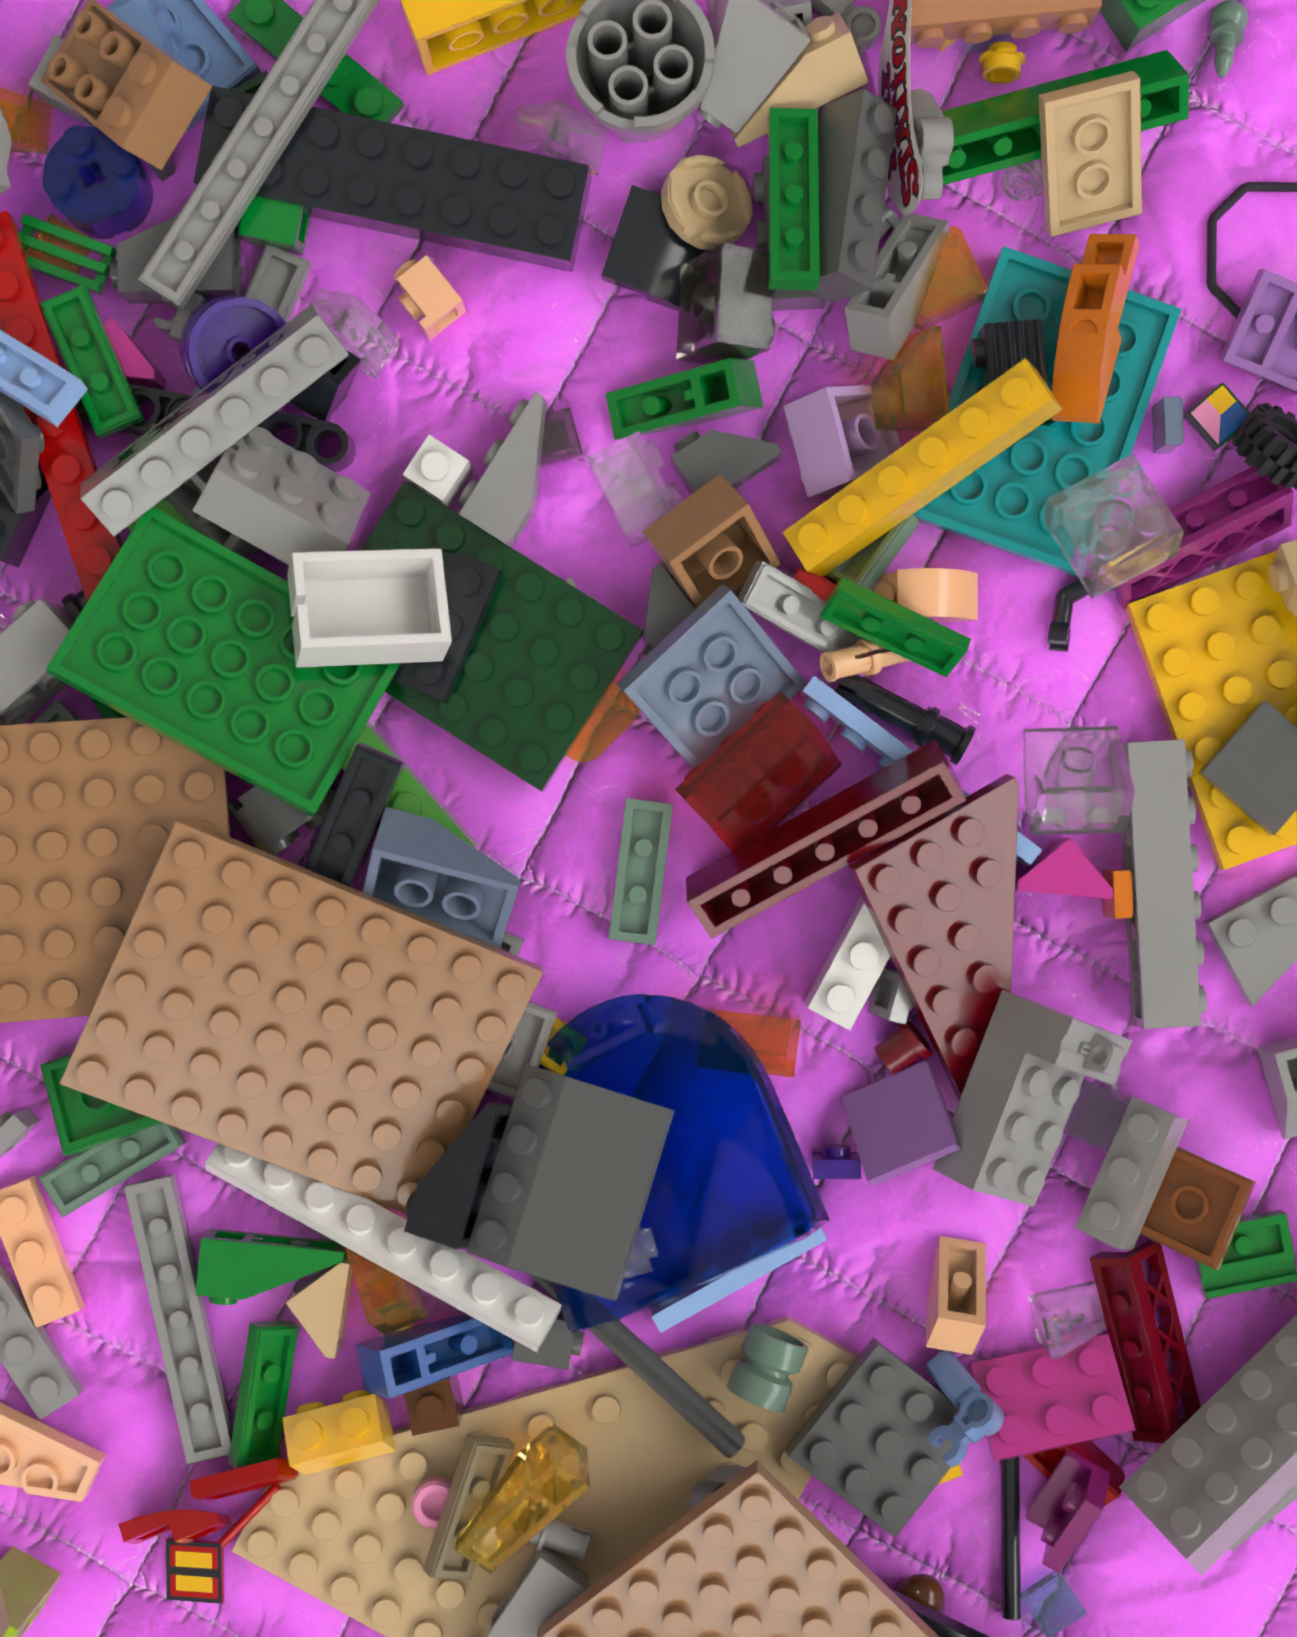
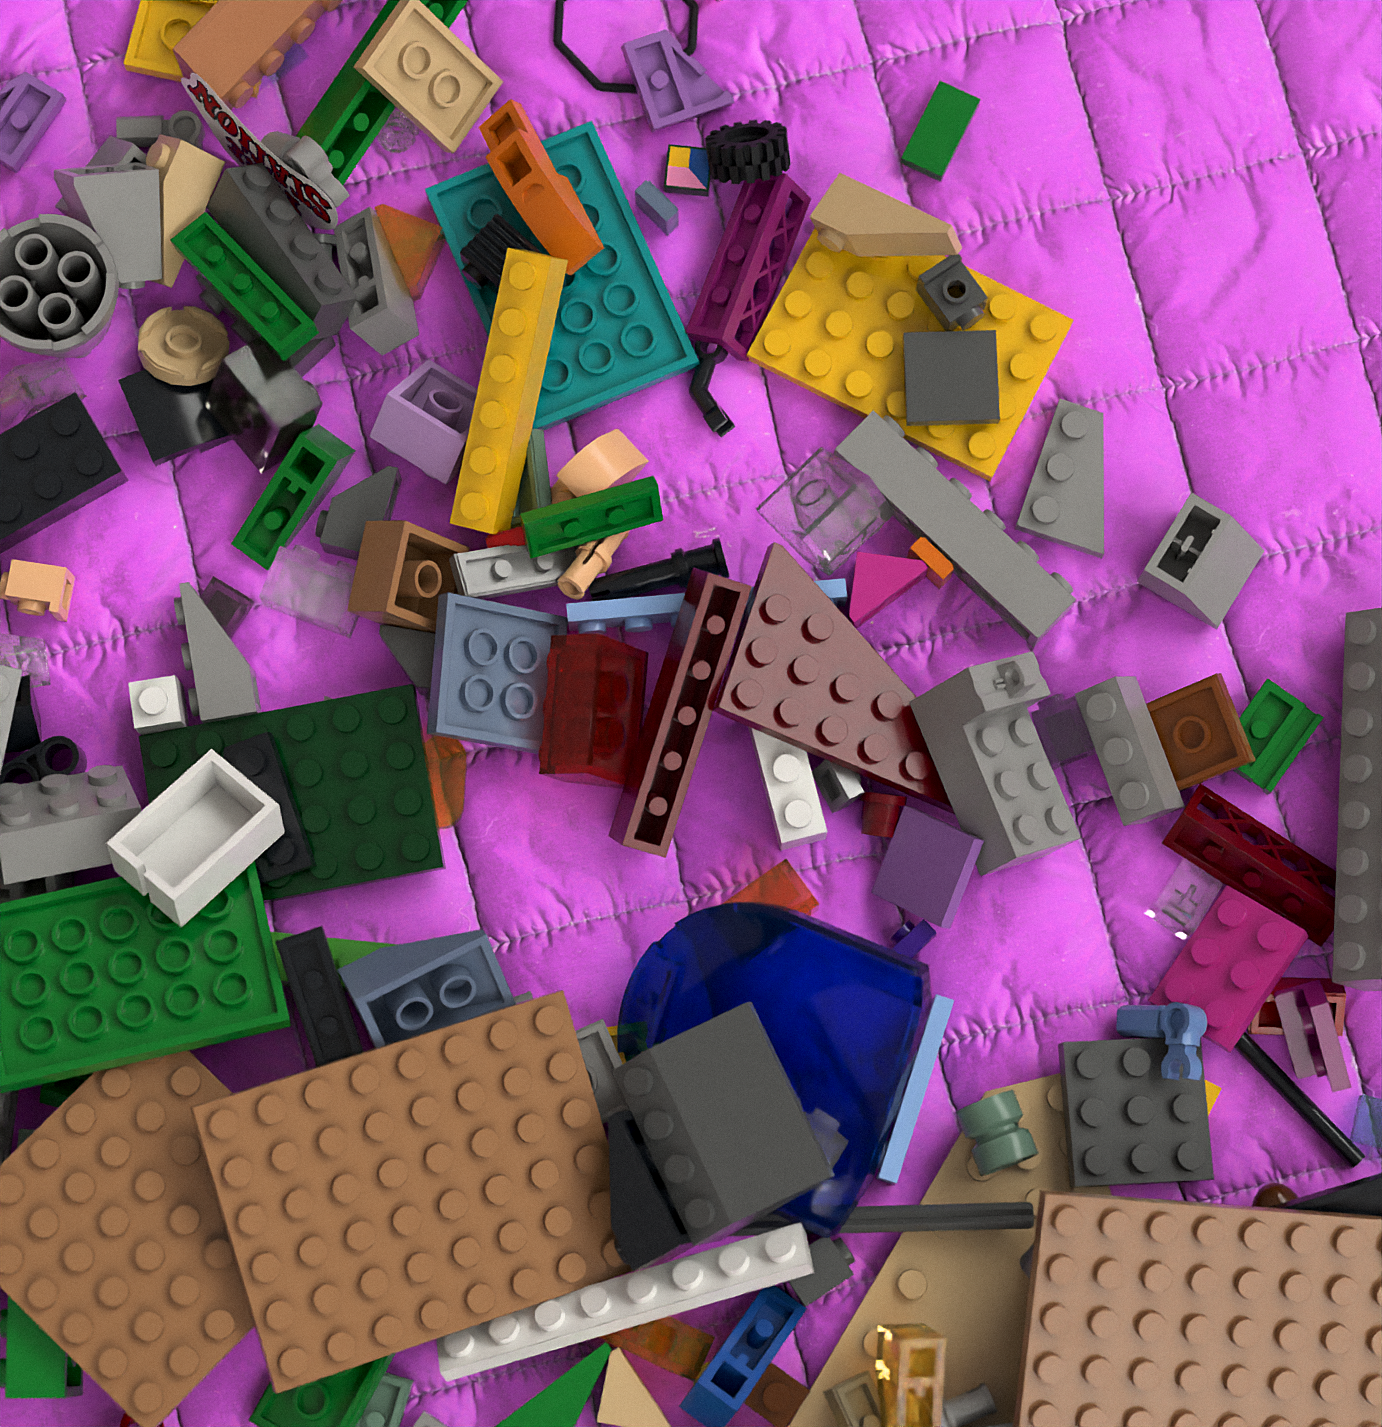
camera: 40 degrees left, 10 degrees down
(272, 822) = (261, 1056): dark grey brick -> none
(640, 871) = (571, 861): sand green plate -> none
(913, 386) = (449, 340): clear yellow slope -> none
(957, 1296) = (1090, 958): light nougat slope -> none
(1001, 63) = (308, 67): yellow plate -> none
(1113, 526) = (680, 309): clear brick -> none

